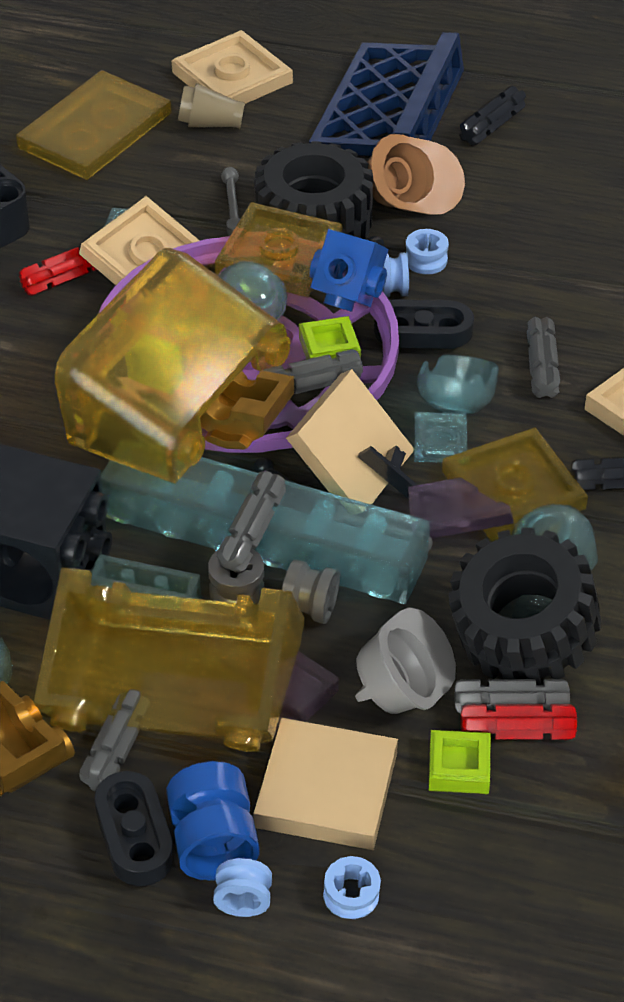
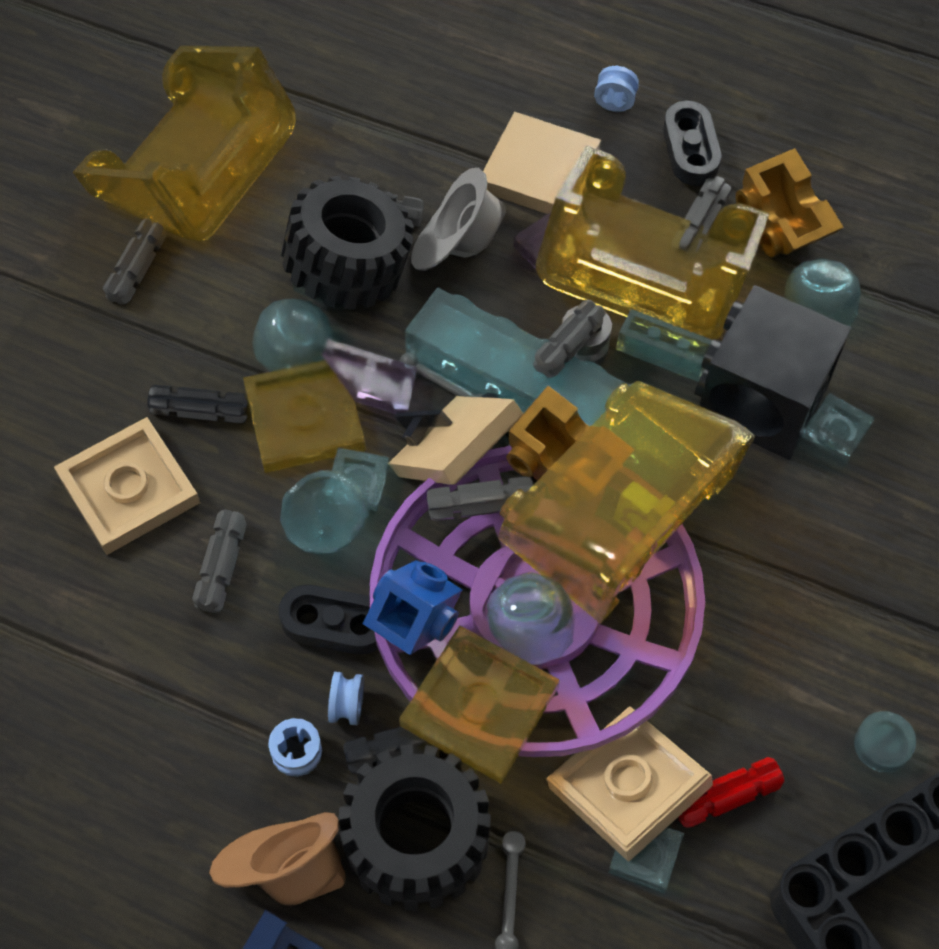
camera: 170 degrees left, 15 degrees up
(211, 818) = (634, 124): blue wheel -> none
(313, 589) = (524, 307): dark grey wheel -> none
(327, 337) = (453, 545): lime tile -> none
(357, 869) = (537, 101): light blue bush -> none
(459, 762) = (433, 167): lime tile -> none
(521, 721) = (388, 182): red axle -> none

